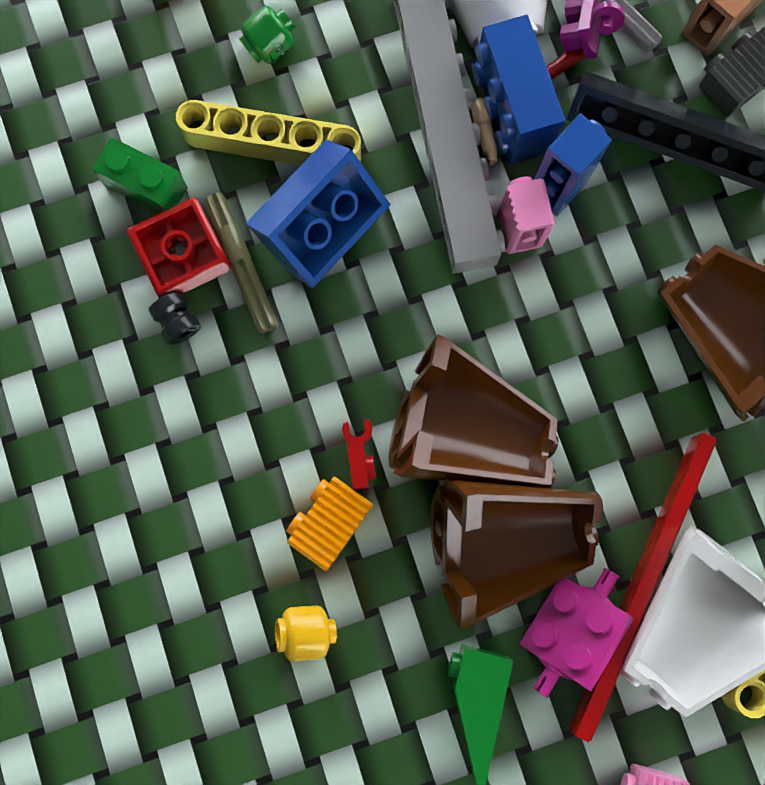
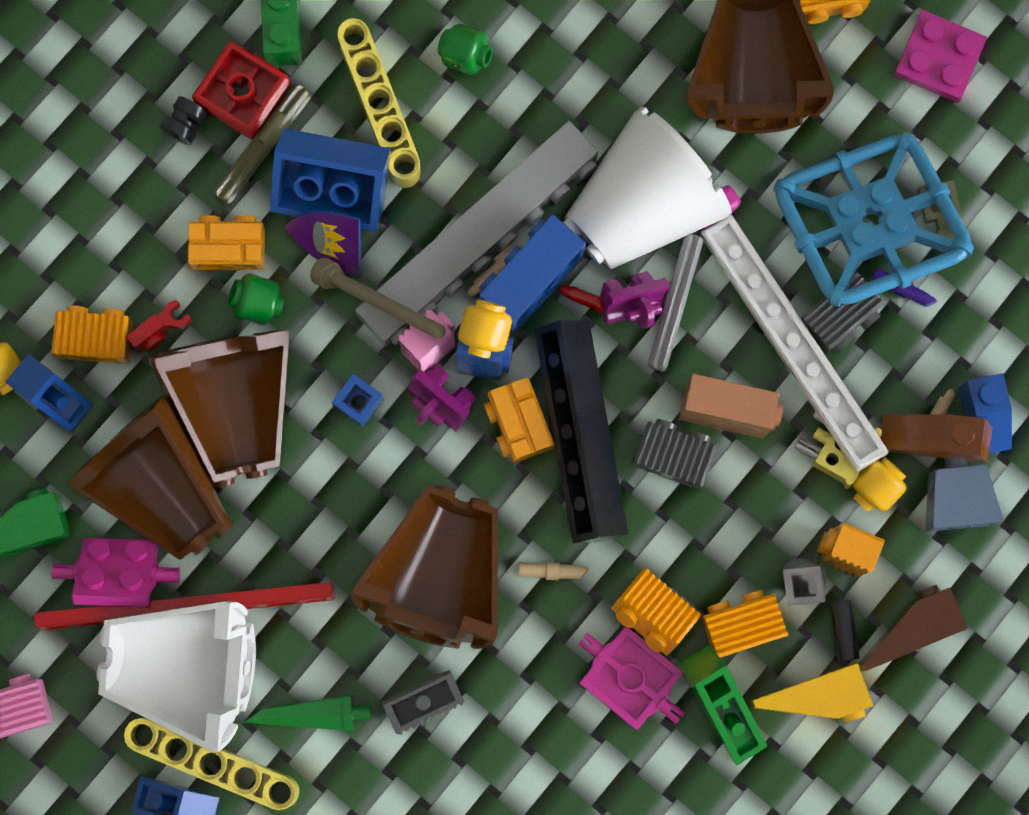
camera: 55 degrees right, 0 degrees up
(317, 346) = (226, 243): none -> light orange brick
(361, 597) = (49, 393): none -> blue slope
(371, 249) = (329, 236): none -> dark purple shield
(386, 350) = (255, 299): none -> green head
(402, 272) = (330, 275): none -> dark tan piece
(546, 304) = (356, 388): none -> blue plate
(578, 126) = (485, 328): none -> yellow head
(580, 244) = (436, 402): none -> magenta hips
(639, 183) = (519, 421): none -> light orange brick

